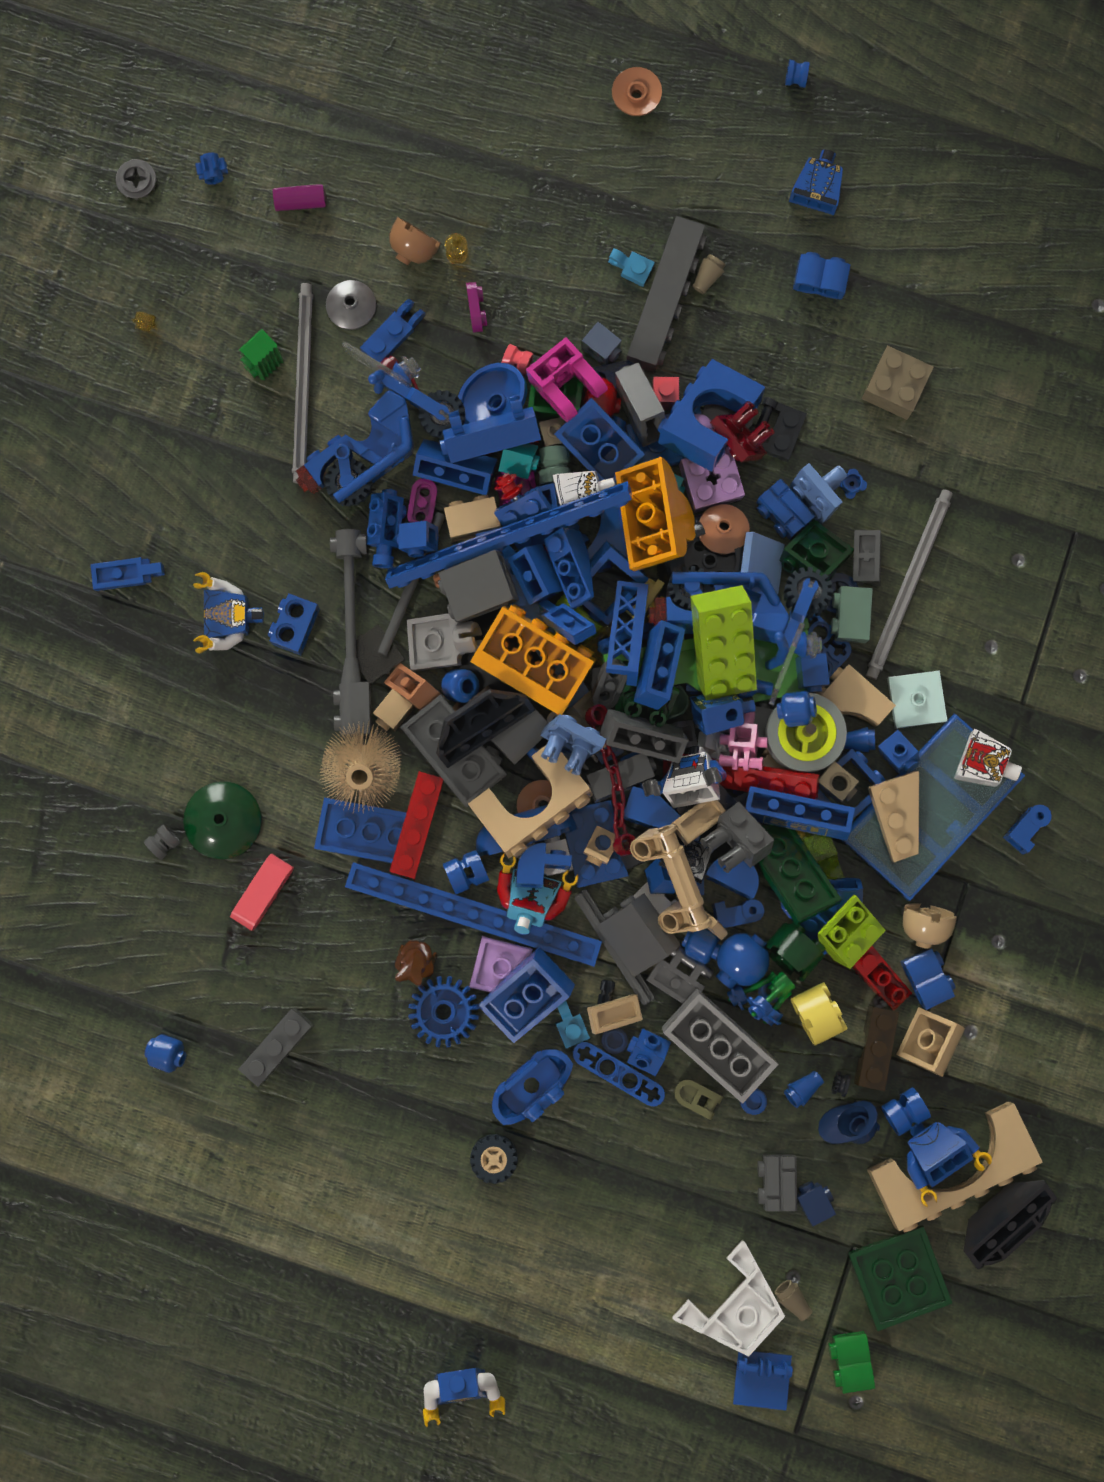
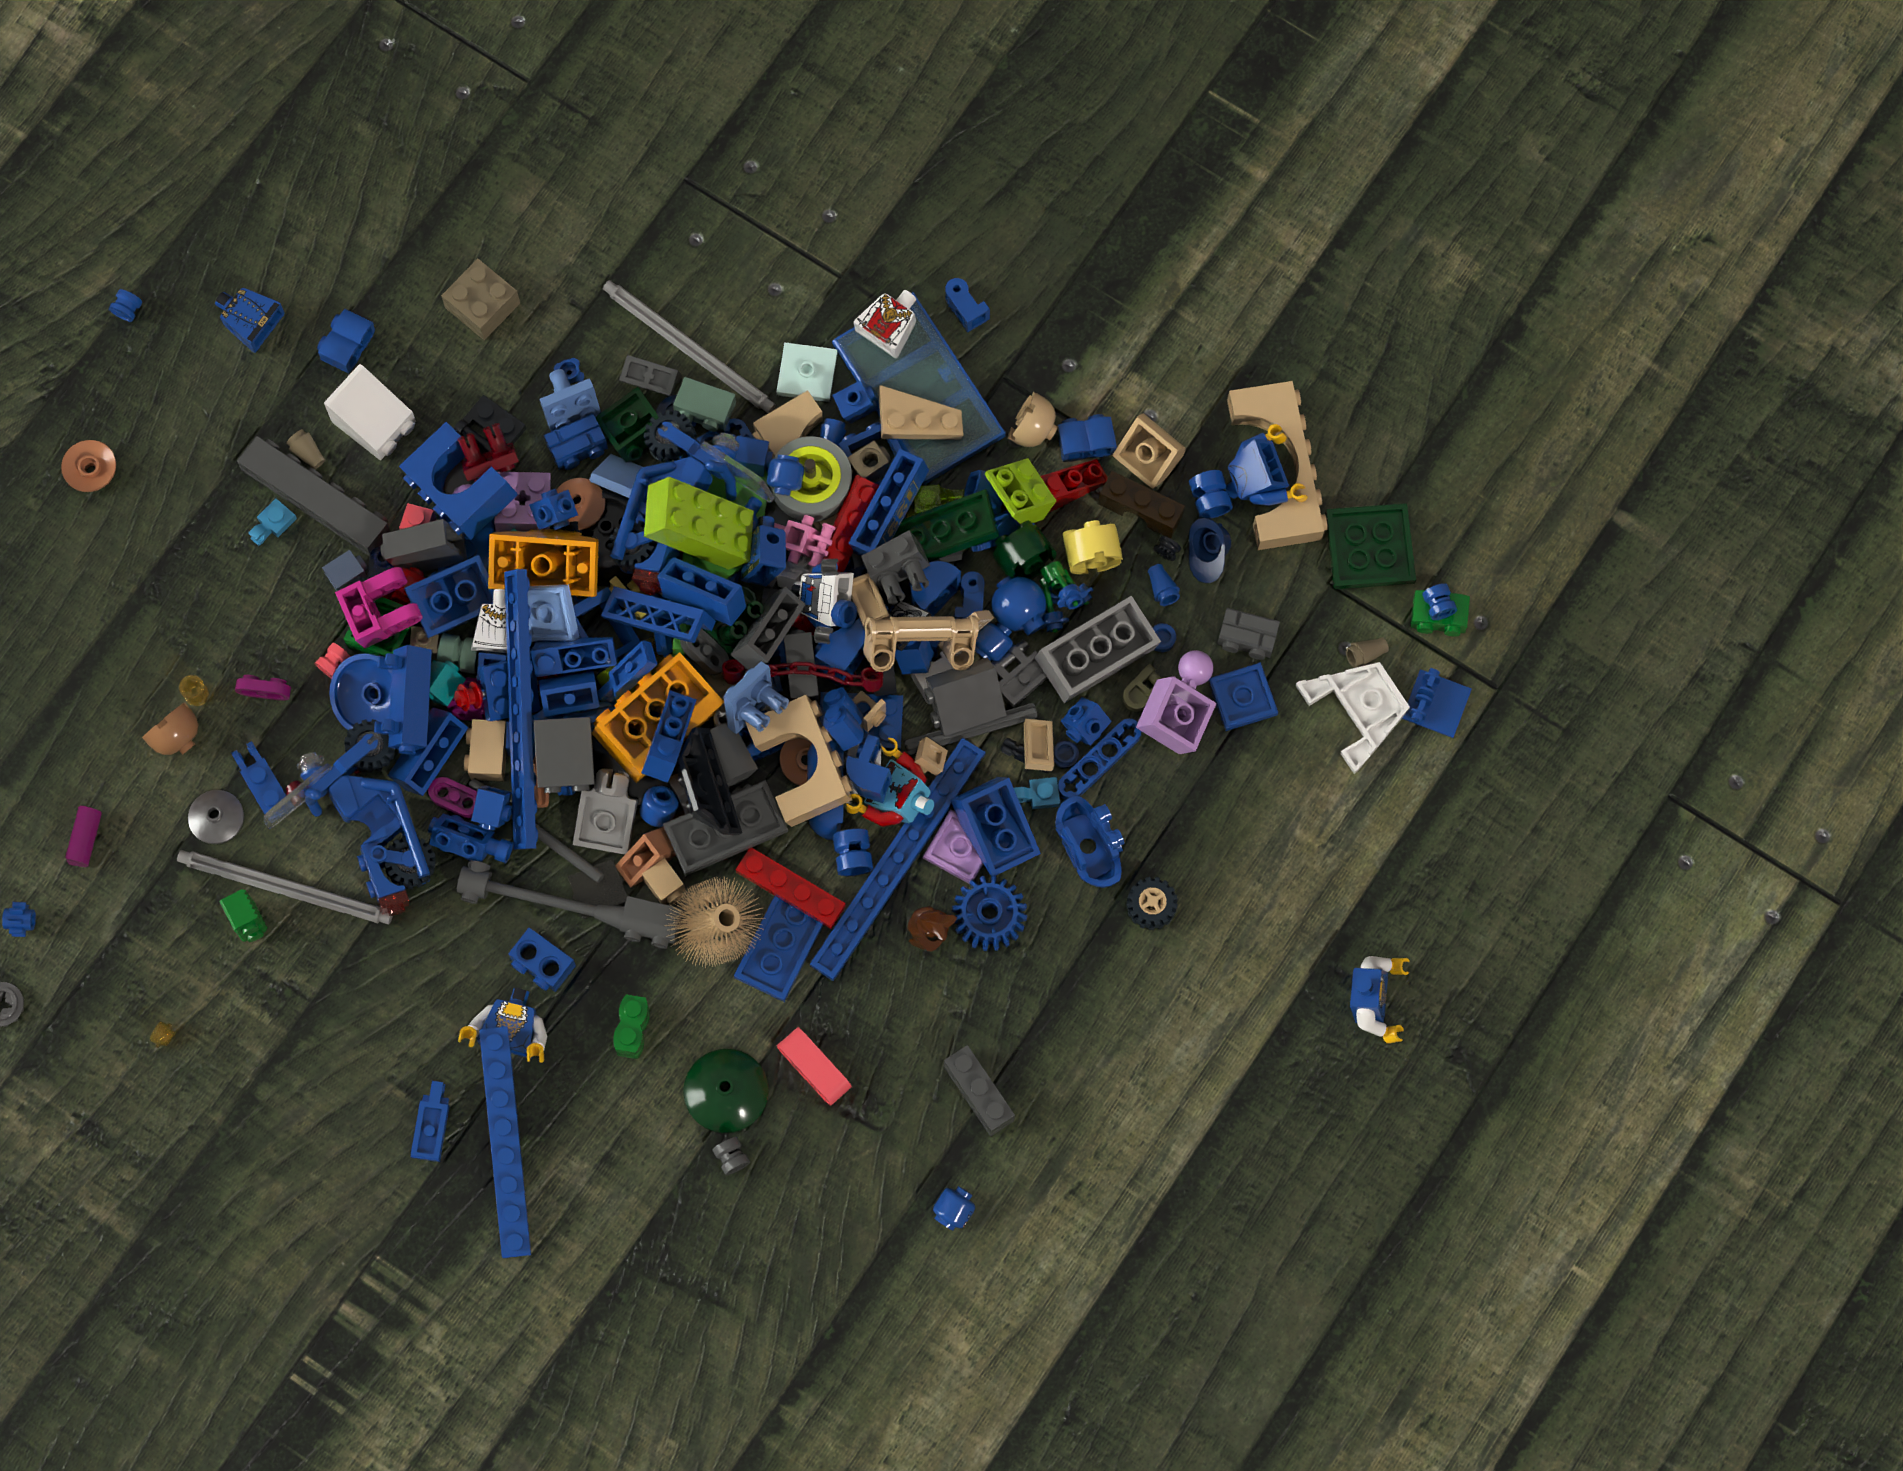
camera: 75 degrees left, 10 degrees down
(122, 641) = (505, 1142): none -> blue plate
(261, 719) = (634, 1018): none -> green brick
(510, 675) = (669, 736): none -> blue slope
(575, 918) = (931, 756): none -> tan tile
(581, 828) = (842, 718): none -> blue brick
(604, 534) = (552, 613): none -> light blue tile
(678, 801) = (844, 613): none -> blue tile
(681, 1132) = (1175, 710): none -> lavender brick
(706, 508) = (553, 509): none -> blue brick
(716, 1193) = (1243, 696): none -> blue plate
(756, 317) = (369, 413): none -> white slope
(815, 1202) = (1277, 603): dark blue brick -> none
(852, 1366) = (1439, 601): none -> blue wheel
(1007, 1221) = (1340, 428): black wedge -> none

